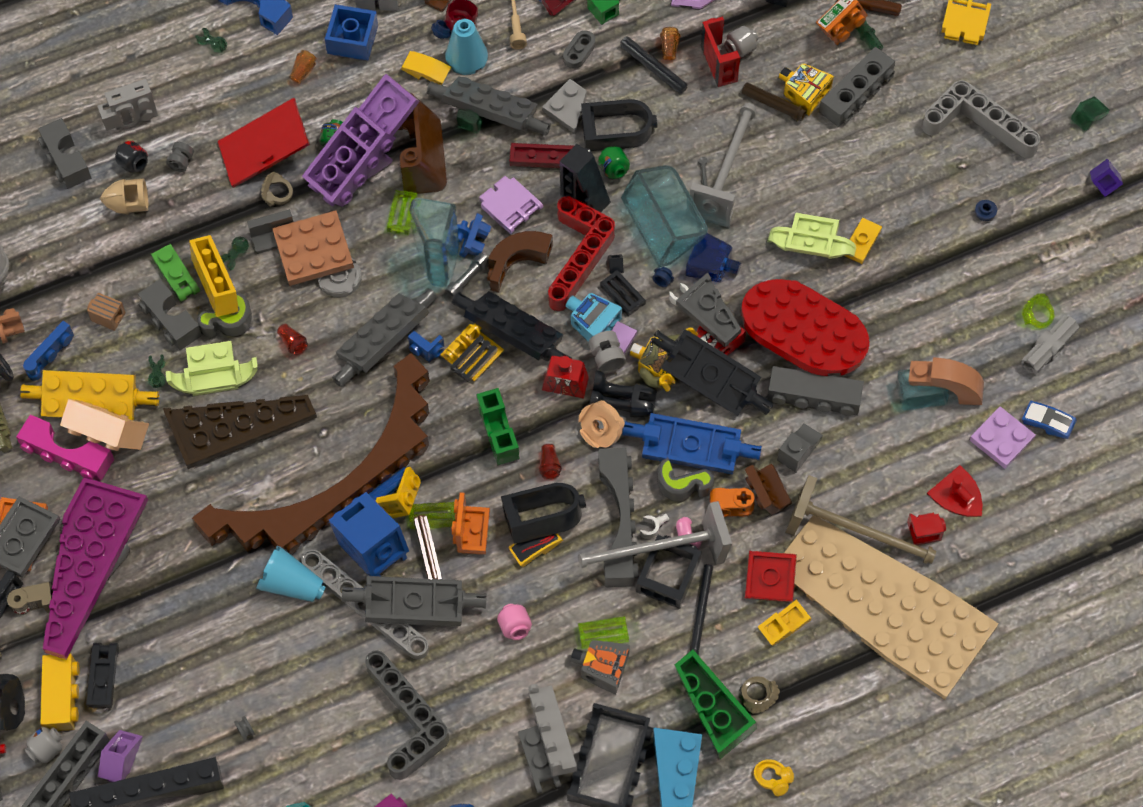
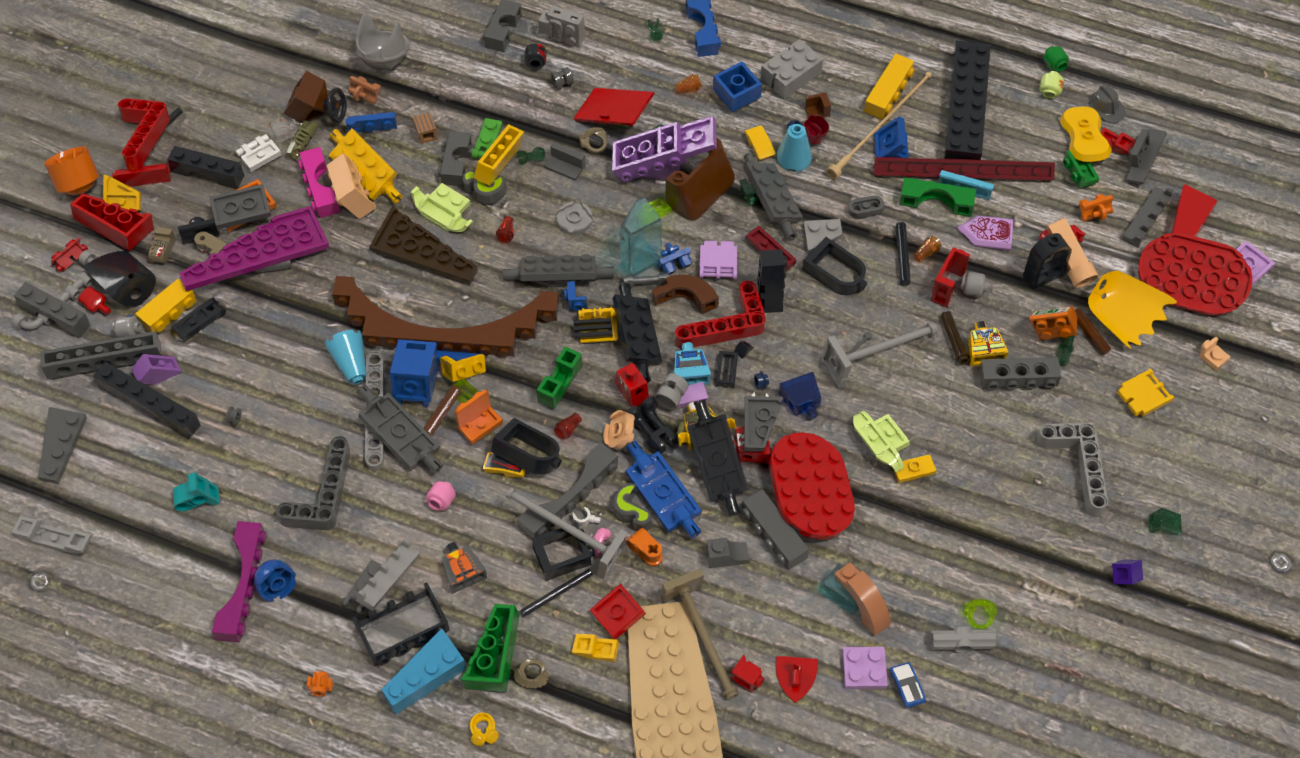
camera: 45 degrees right, 5 degrees down
(126, 196) = (508, 76): tan helmet -> none
(157, 378) = (409, 186): clear green arm -> none
(313, 248) = (575, 188): nougat plate -> none
(601, 633) = (497, 561): clear neon green tile -> none
(613, 161) = (808, 288): green head -> none
(664, 213) = (801, 341): clear light blue windscreen -> none
(768, 487) = (675, 557): reddish brown bracket -> none
(985, 215) = (1016, 525): dark blue plate -> none

